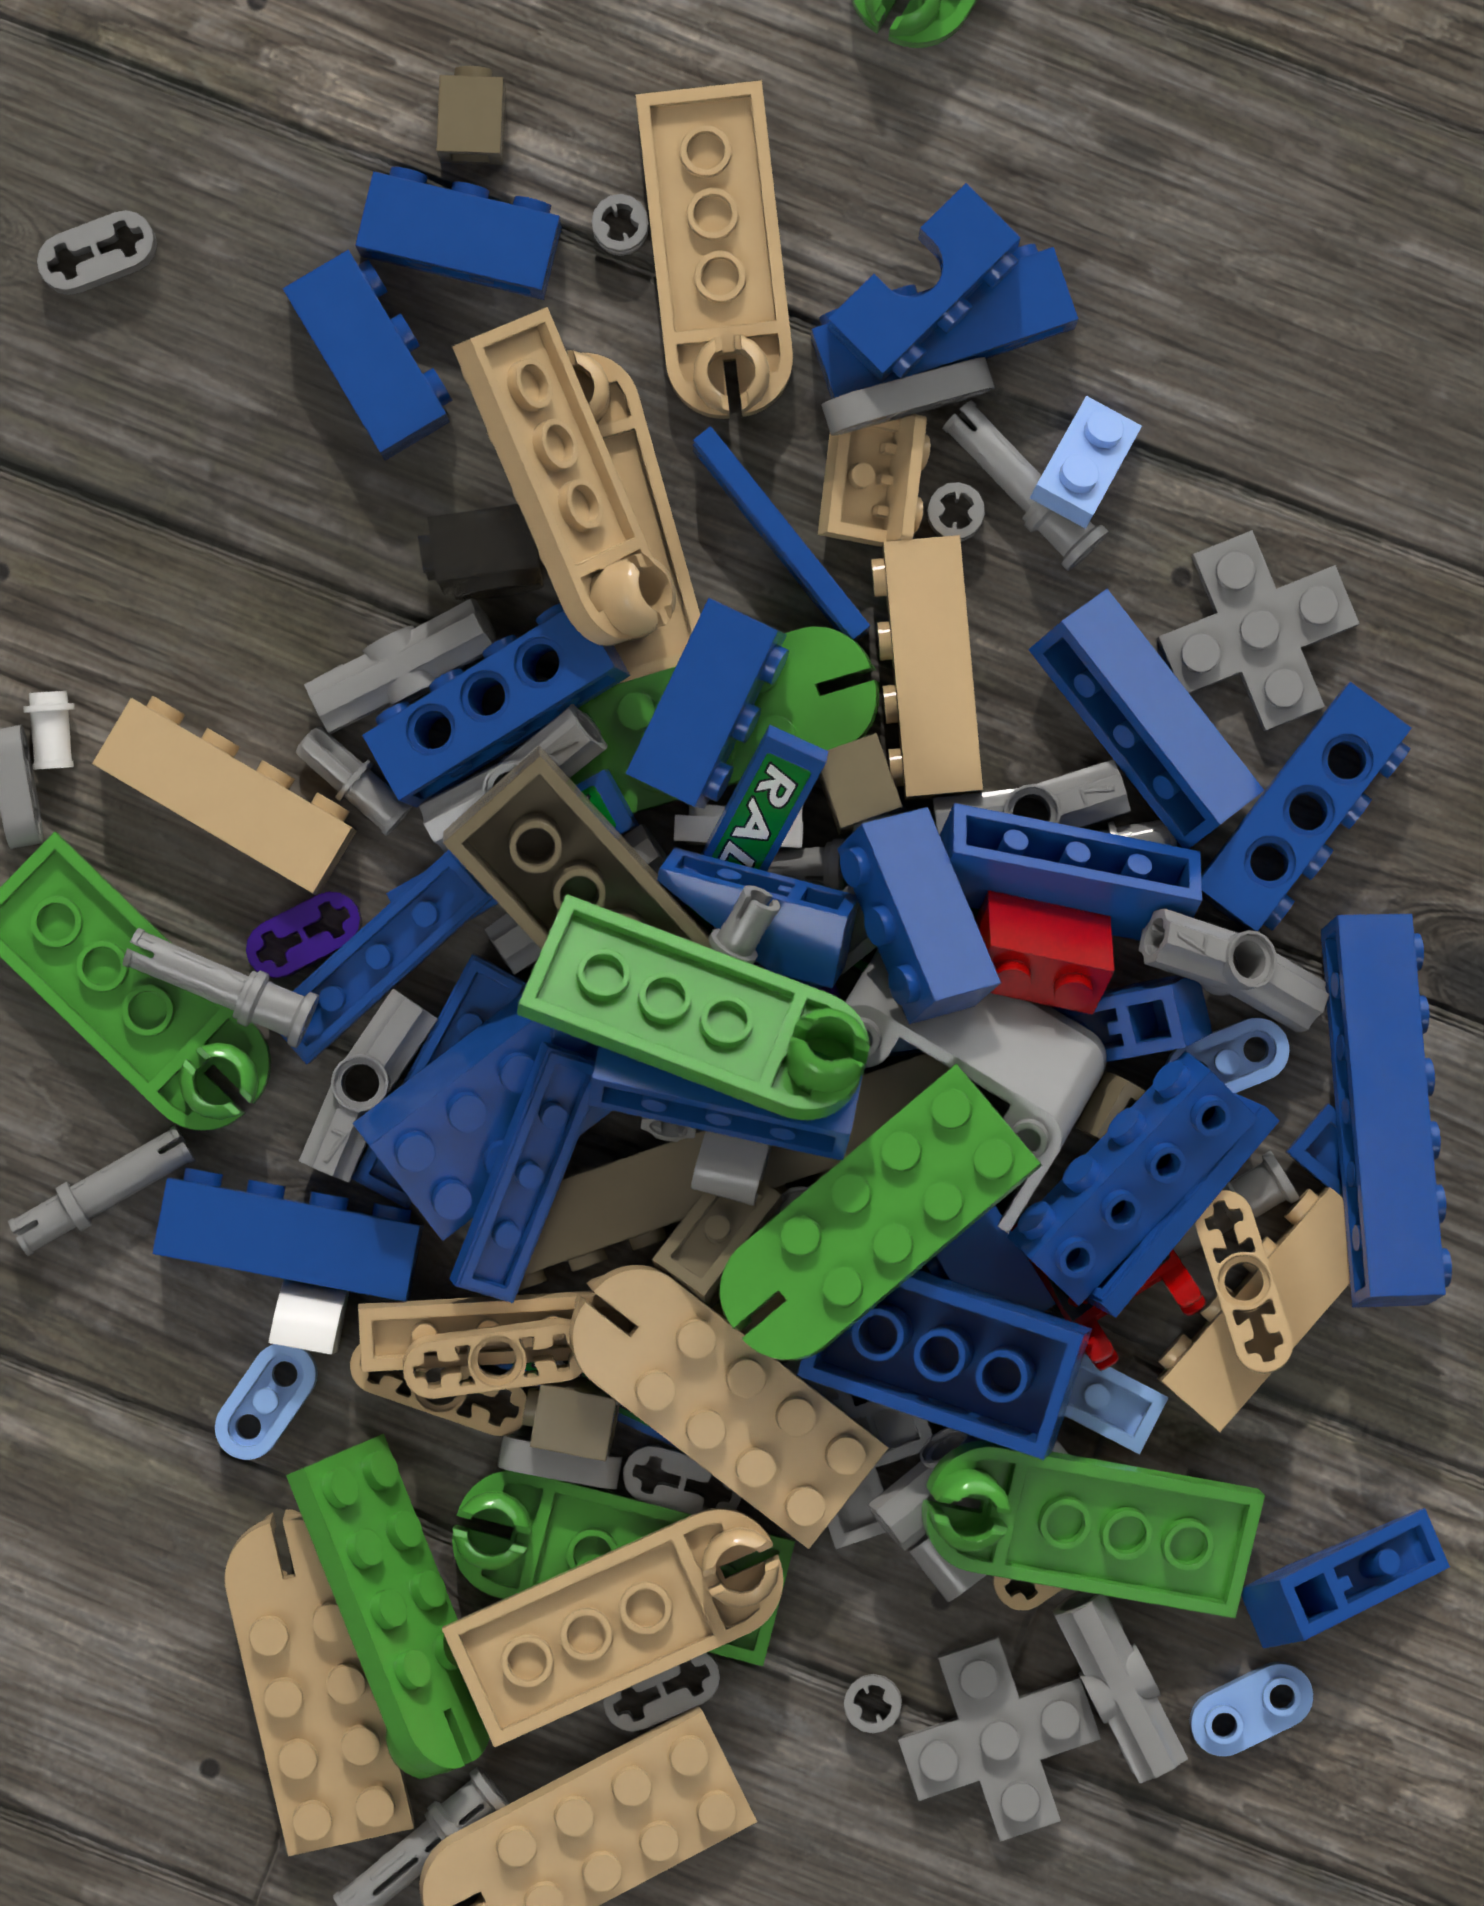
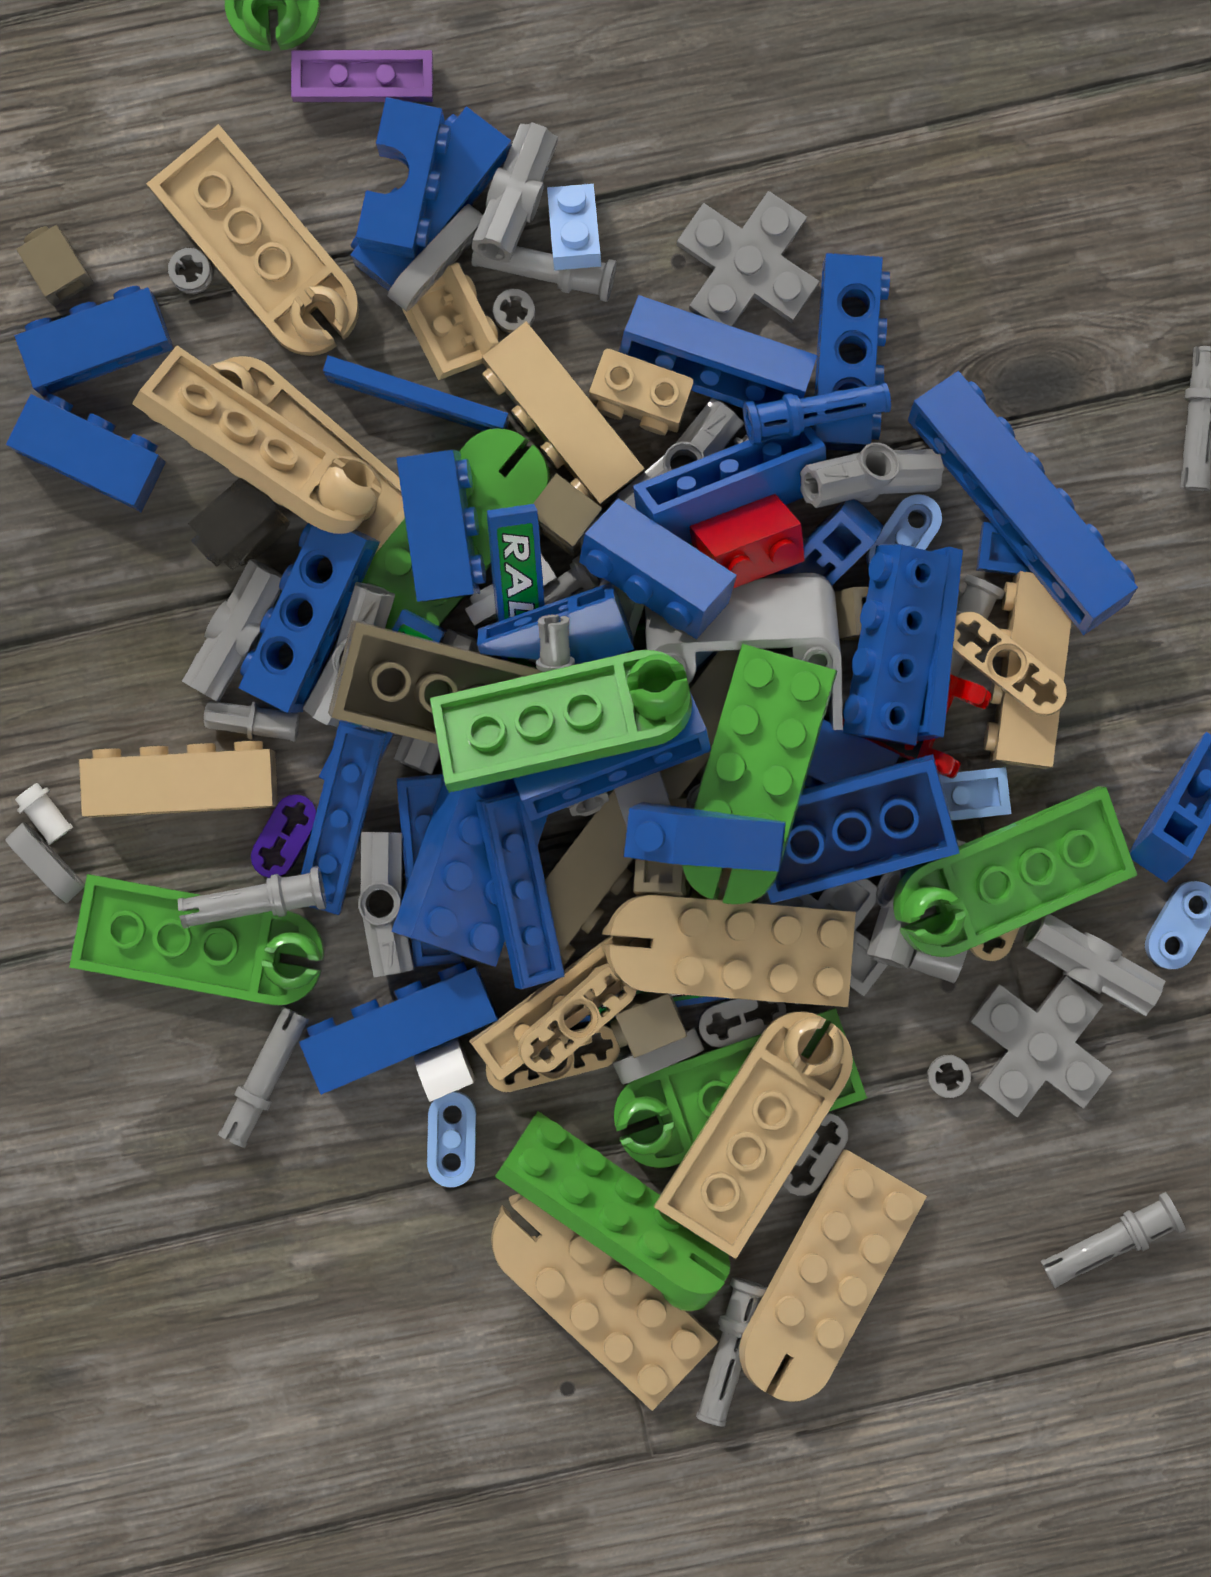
camera: 40 degrees left, 0 degrees up
(766, 1252) = (703, 838): none -> blue slope
(960, 131) = (361, 75): none -> medium lavender plate
(1038, 699) = (640, 391): none -> tan bracket
(1043, 381) = (514, 193): none -> light grey piece
(1190, 842) = (794, 414): none -> blue pin

